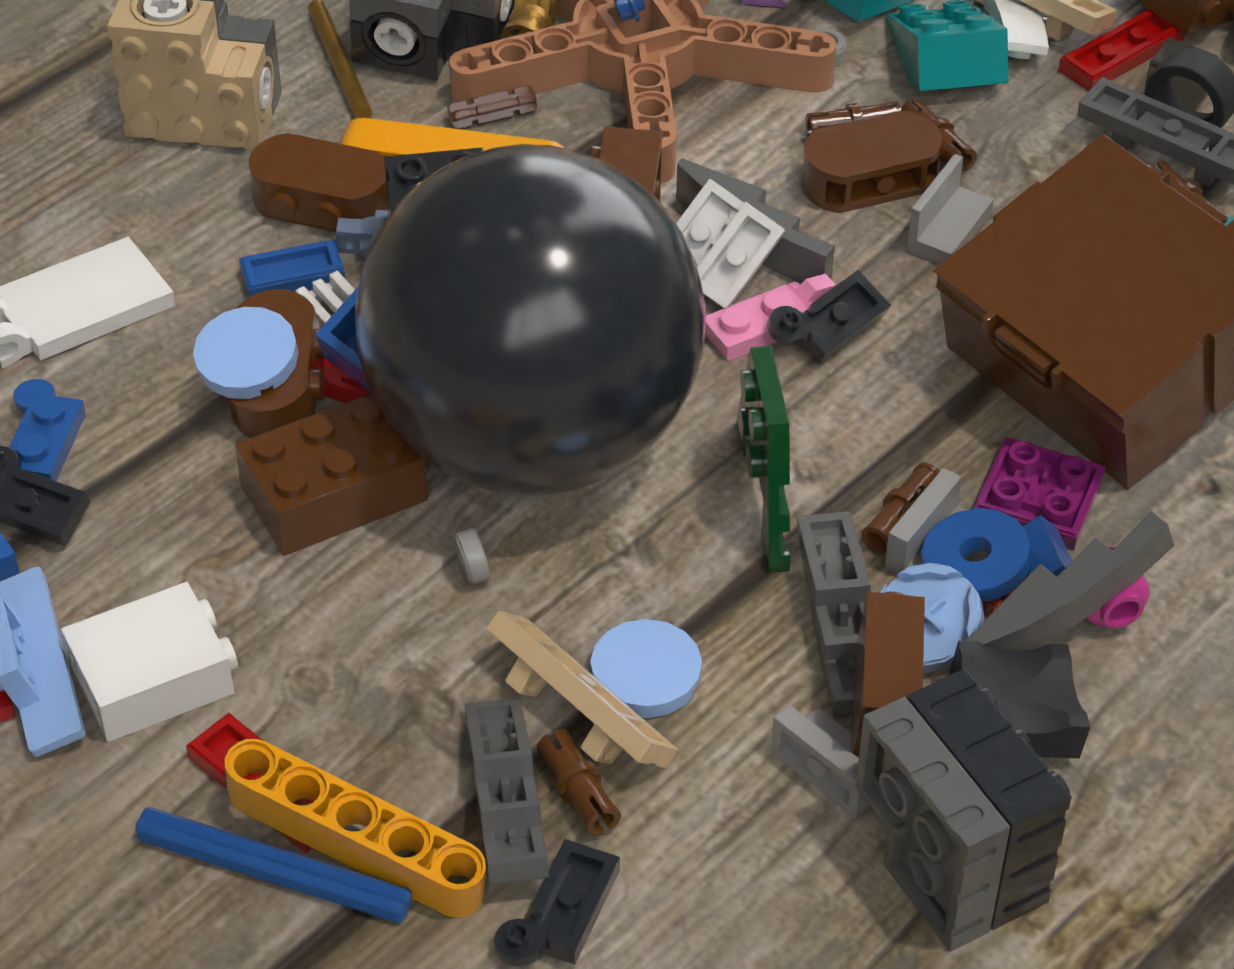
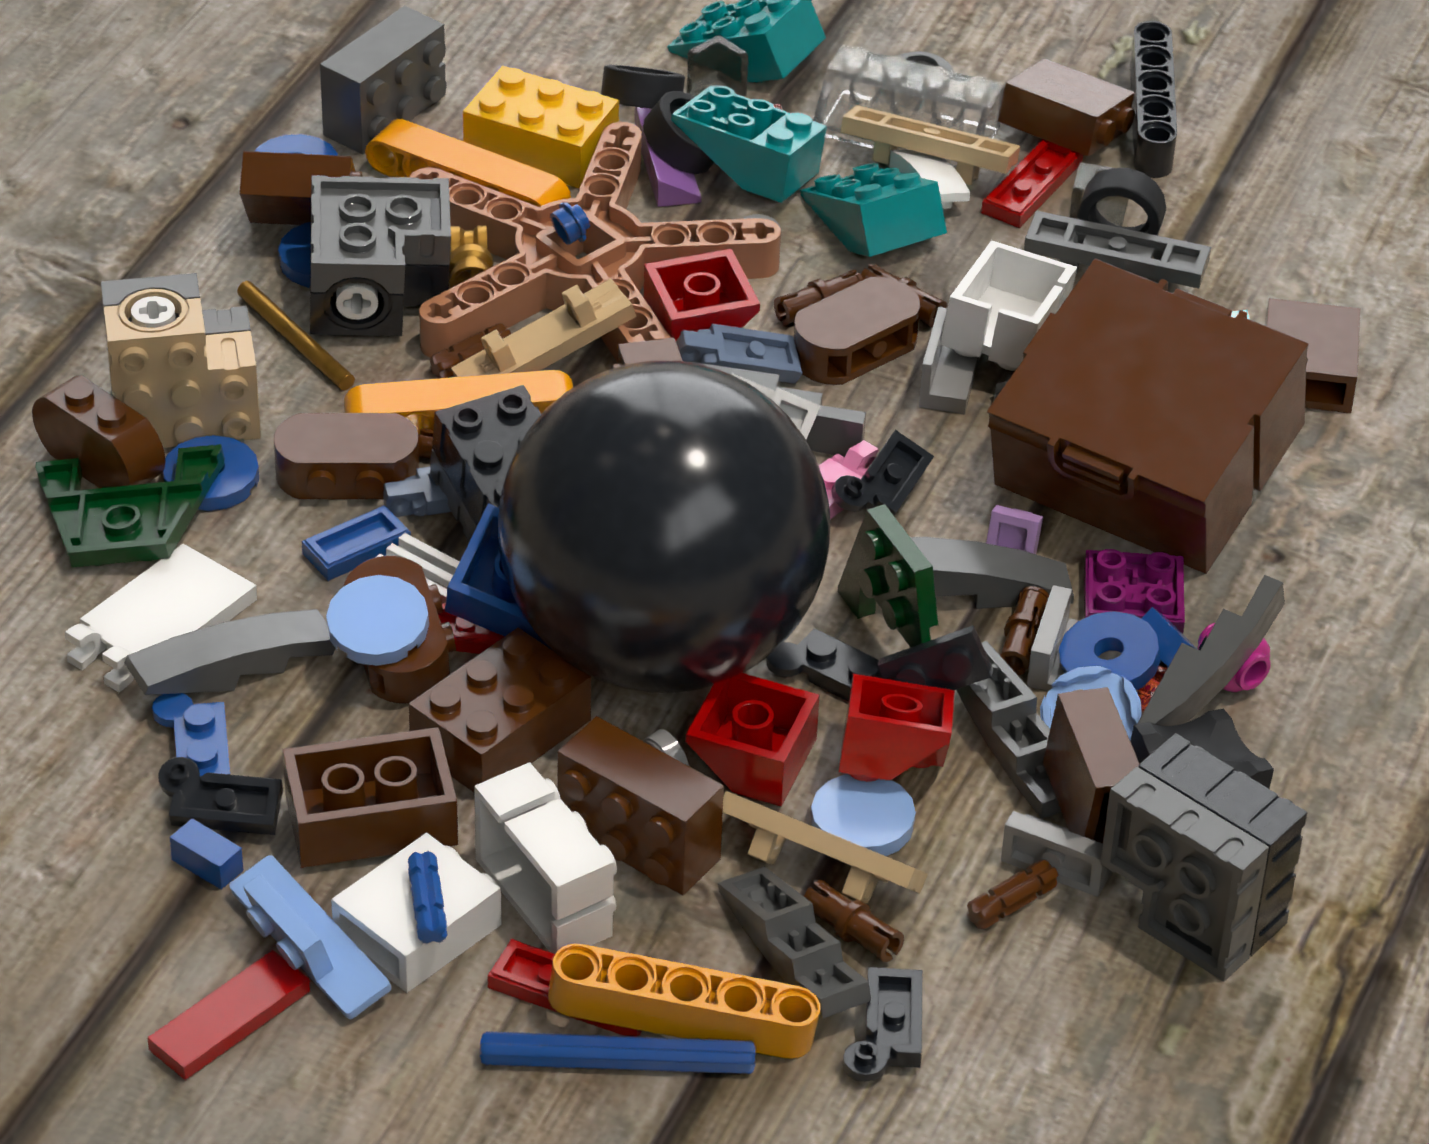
camera: 20 degrees left, 5 degrees down
(95, 204) = (128, 520): none -> dark green wing
(96, 352) = (220, 653): none -> slope
(98, 118) = (105, 434): none -> reddish brown brick
(145, 651) = (427, 897): none -> blue axle
(157, 530) = (369, 796): none -> reddish brown brick
(171, 163) = (235, 477): none -> blue tile
(287, 639) = (544, 859): none -> white piece
(408, 605) = (642, 804): none -> reddish brown brick
(565, 557) = (755, 735): none -> red slope
(566, 107) = (553, 334): none -> tan hinge
(691, 503) = (826, 662): none -> black hinge
(705, 581) = (894, 728): none -> red slope
(722, 102) = (699, 292): none -> red slope
(744, 158) = (742, 350): none -> sand blue hinge
(760, 794) = (1012, 894): none -> reddish brown axle
(769, 532) = (941, 662): none -> black hinge
(877, 431) = (989, 571): none -> dark grey slope
(934, 404) = (1014, 529): none -> lavender tile
(1014, 155) = (1004, 303): none -> white piece

